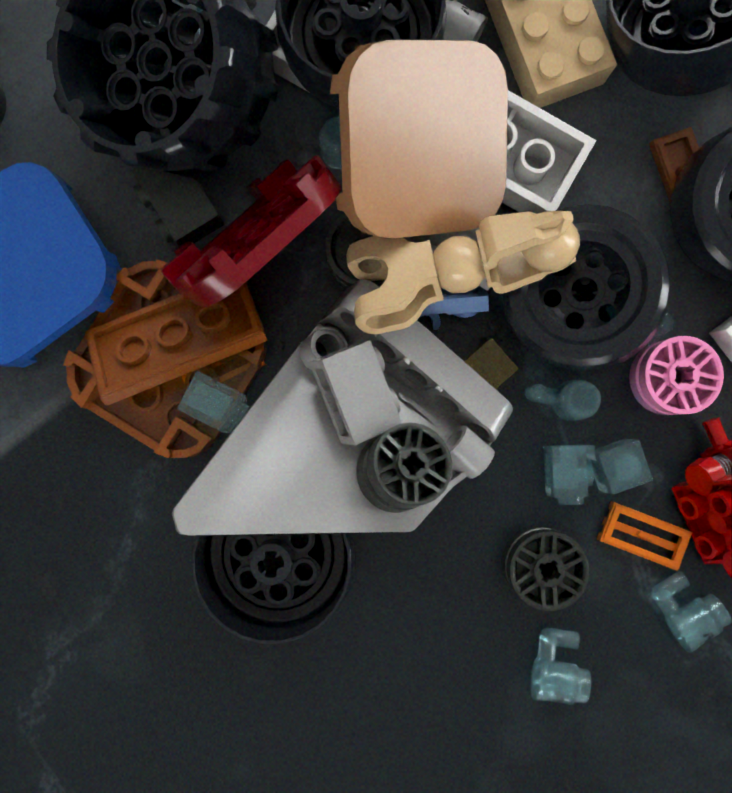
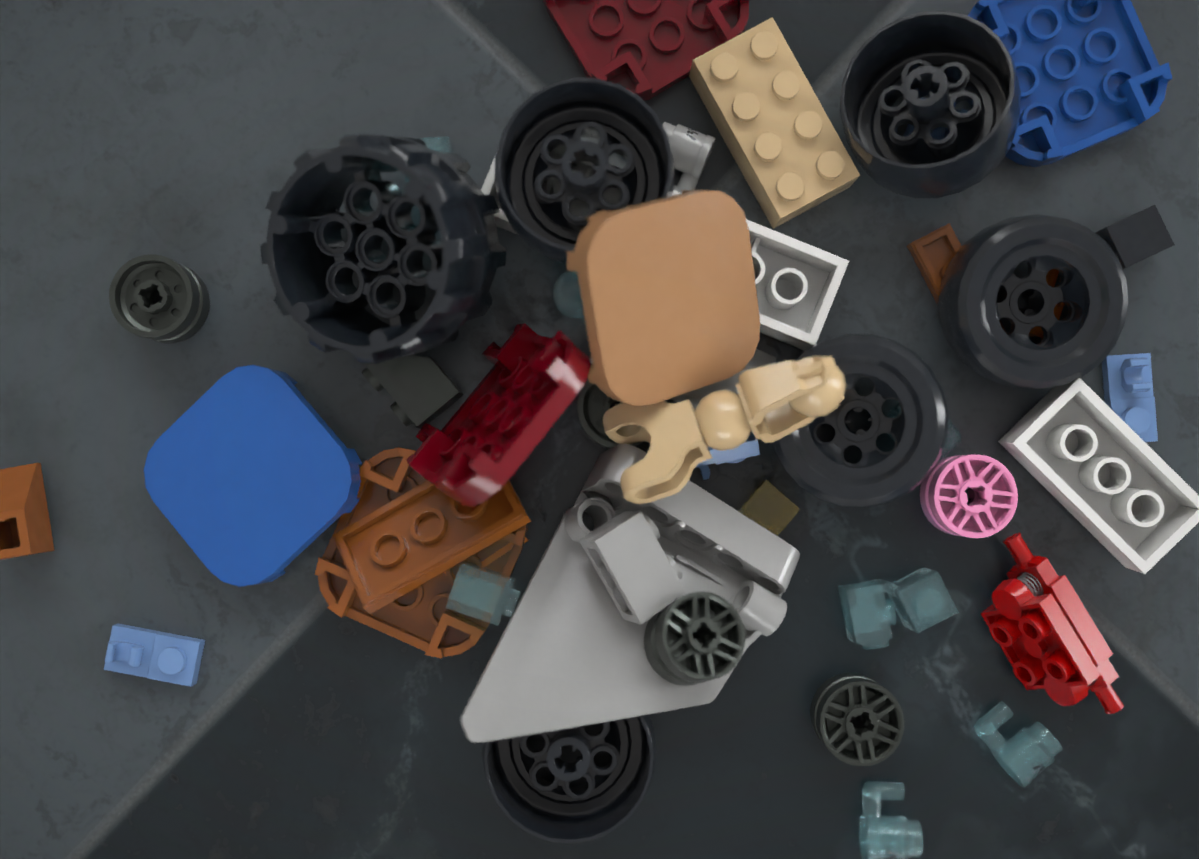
camera: 10 degrees left, 0 degrees up
(570, 400) = (859, 533): clear light blue piece -> none
(611, 523) = (922, 659): orange tile -> none

